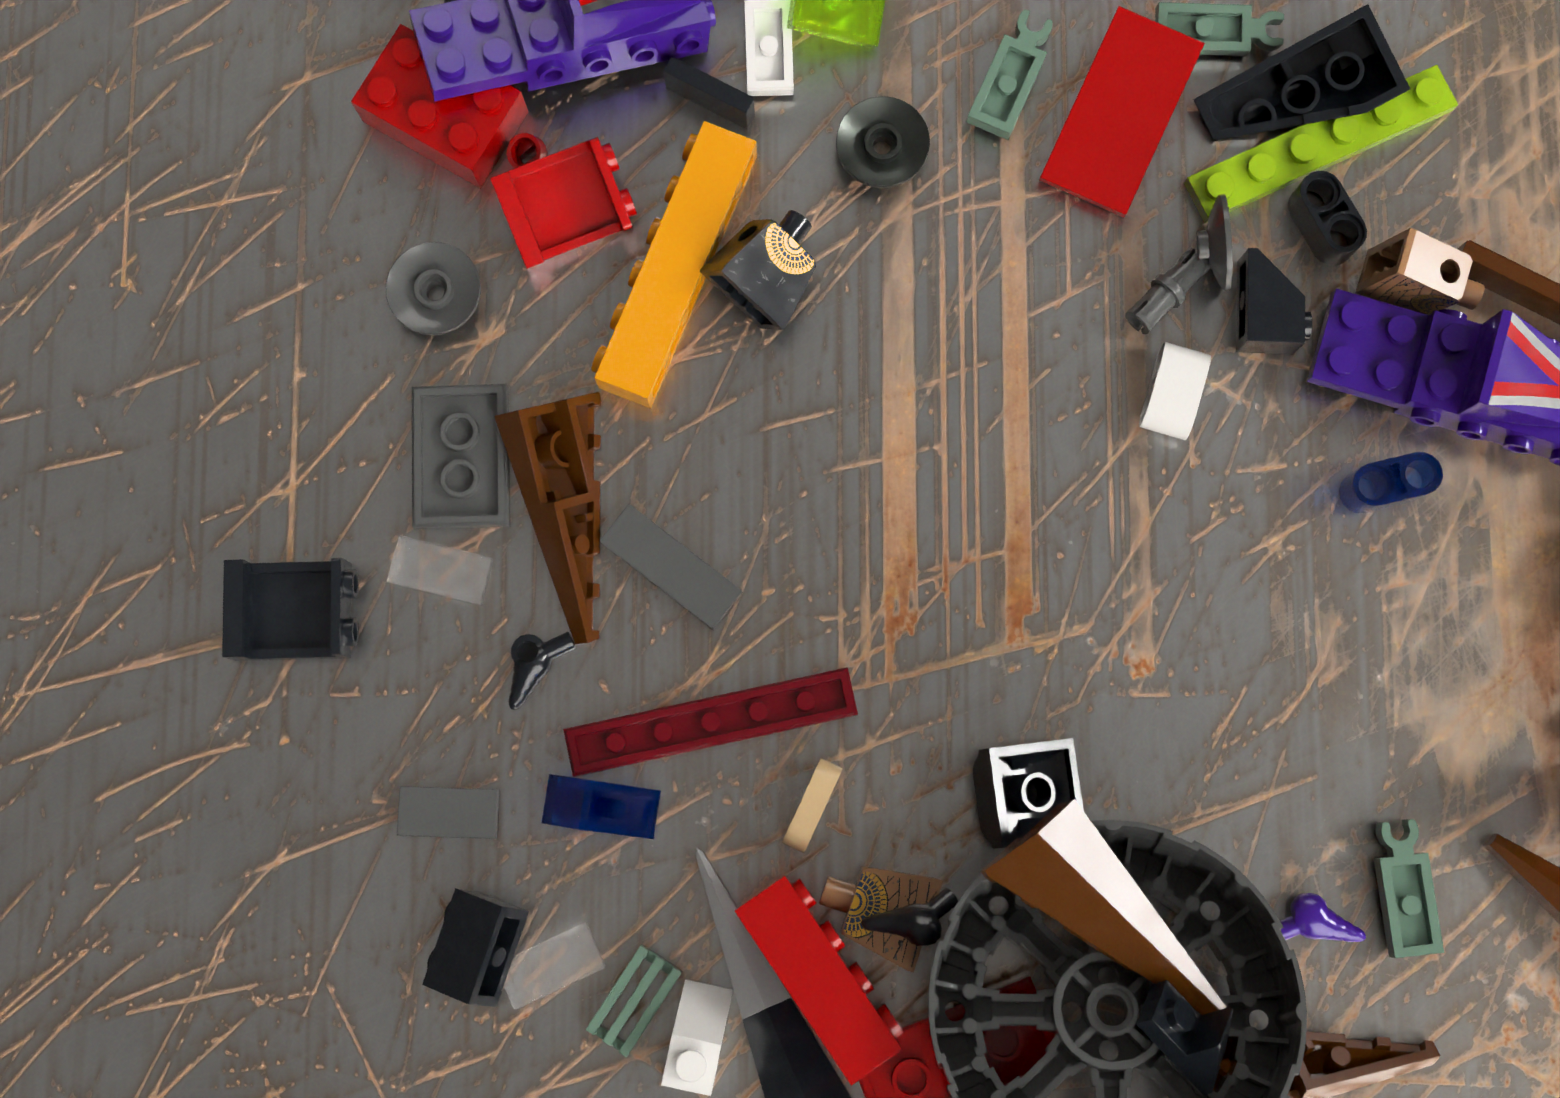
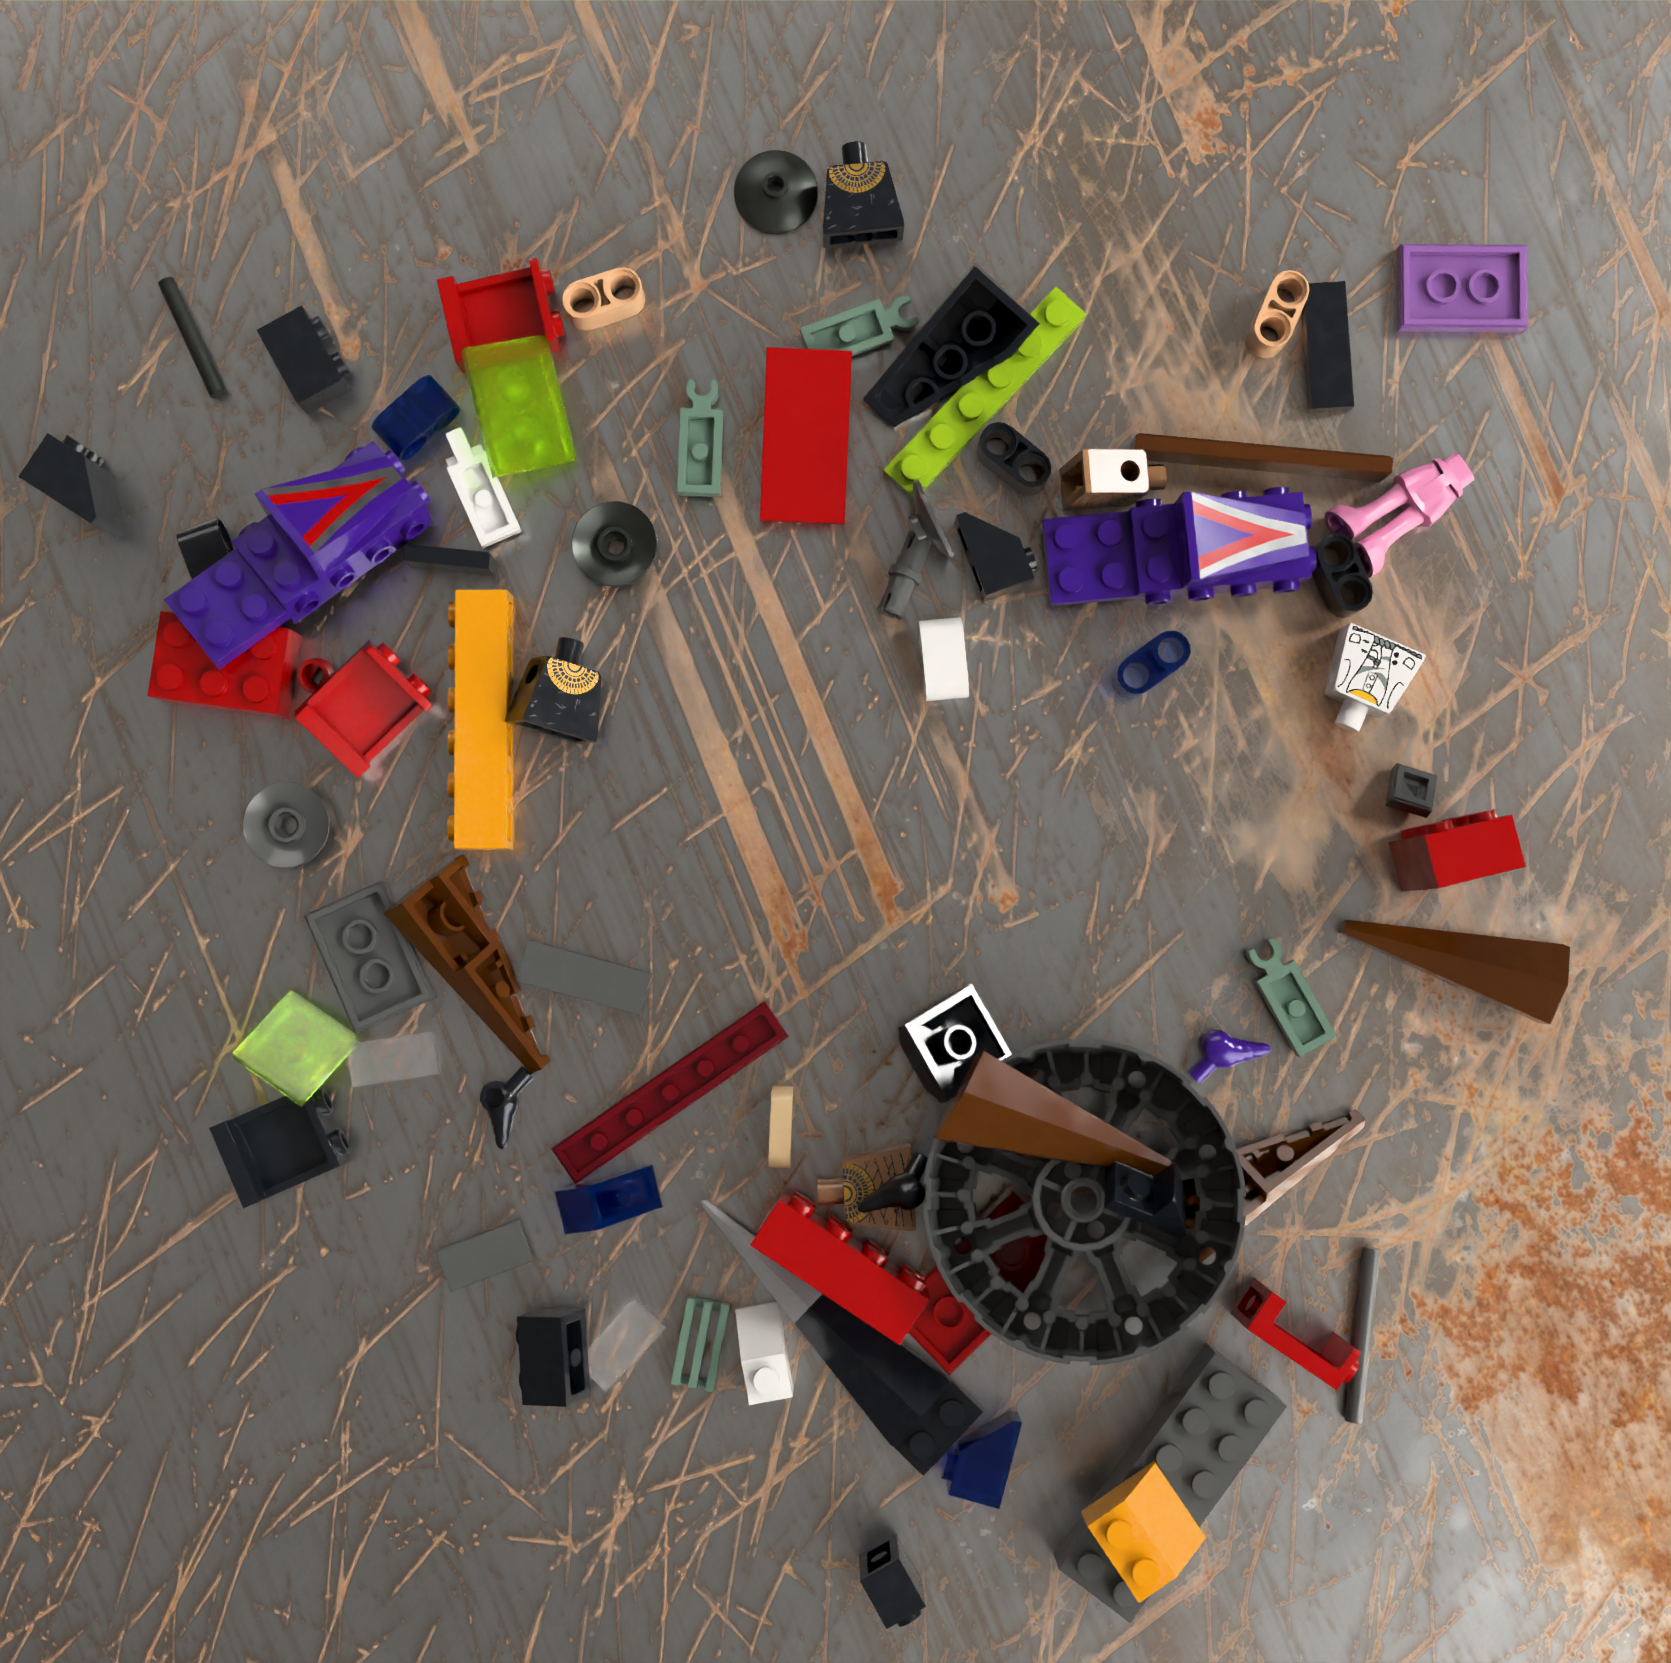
camera: 25 degrees left, 5 degrees up
(347, 515) = (296, 1048): none -> clear neon green tile

